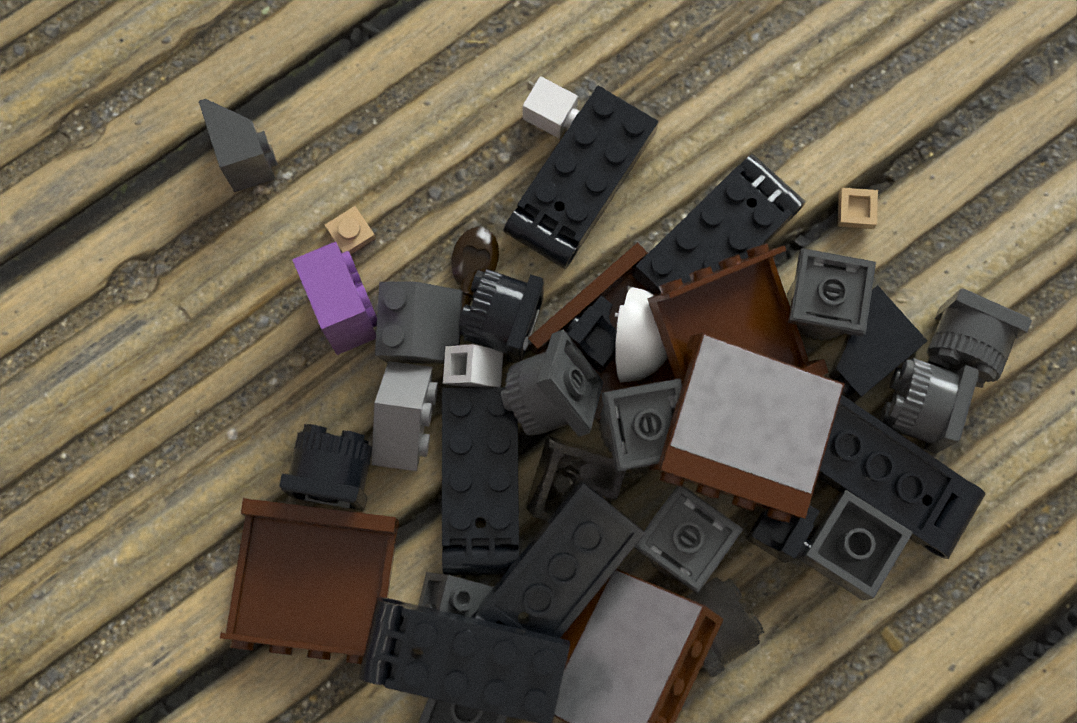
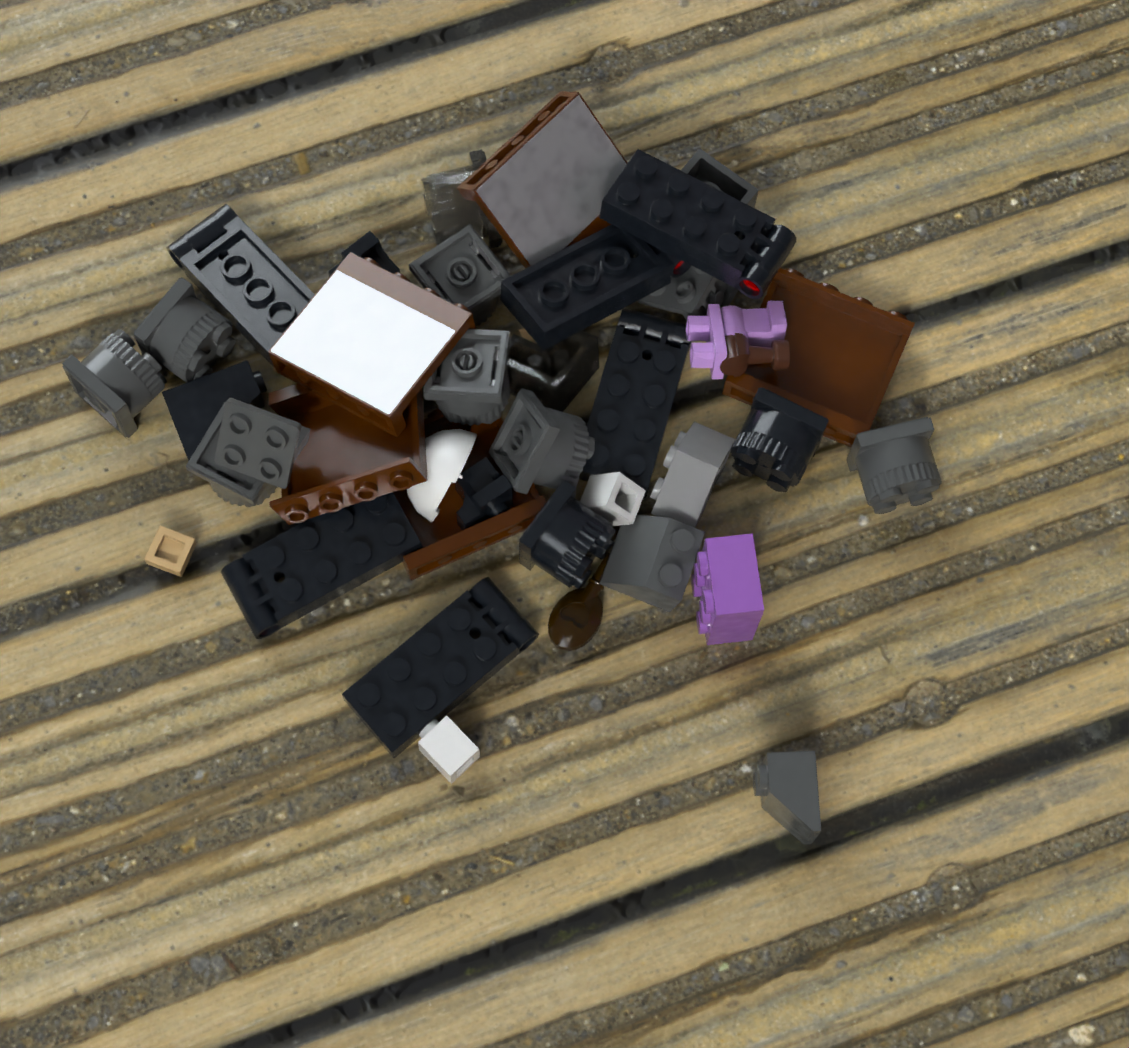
camera: 165 degrees left, 5 degrees down
(206, 479) = (896, 464): none -> dark grey piece
(350, 231) = (695, 684): tan plate -> none
(403, 561) = (738, 339): none -> lavender hips
(816, 295) = (259, 443): none -> dark grey bracket
(855, 545) = (306, 233): dark grey brick -> none

